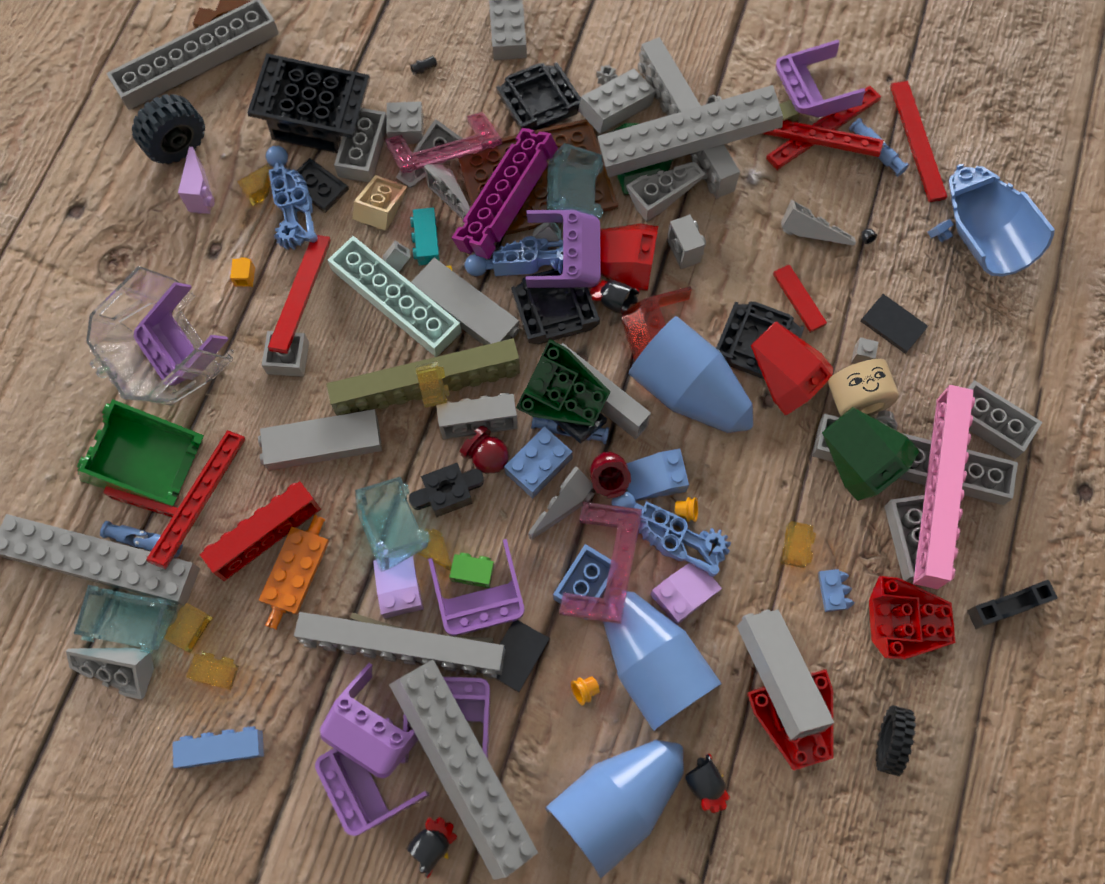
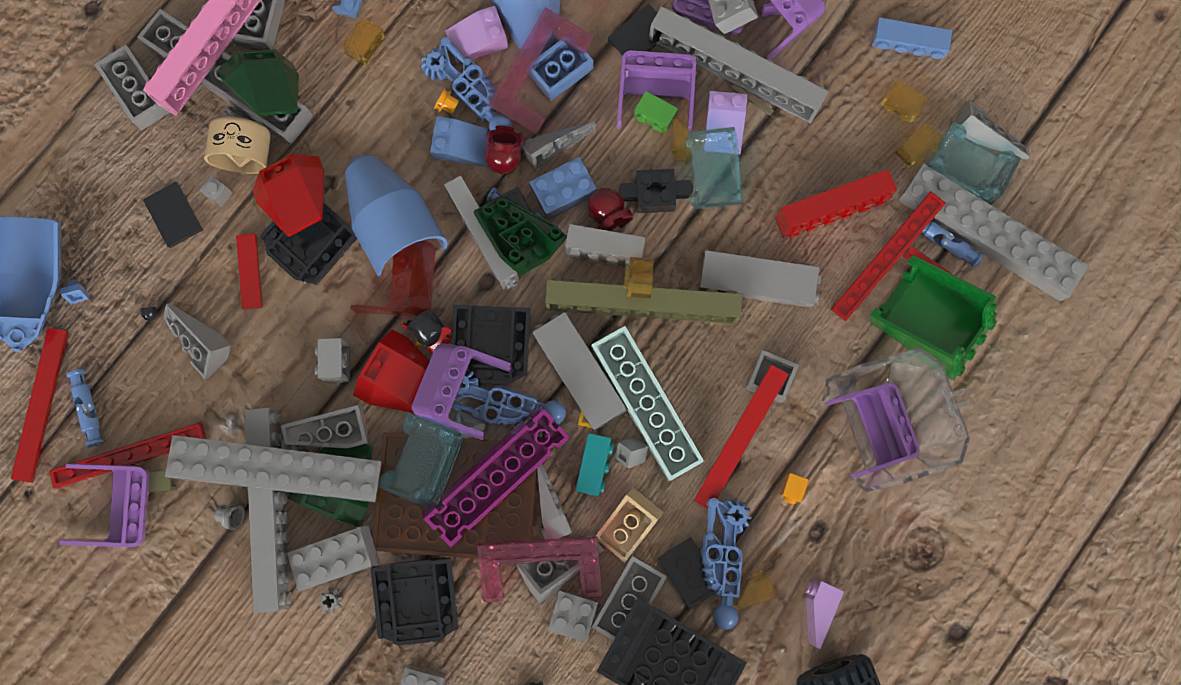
camera: 160 degrees left, 10 degrees up
(294, 571) = (813, 164): orange plate -> none
(829, 138) = (137, 438): red tile -> none

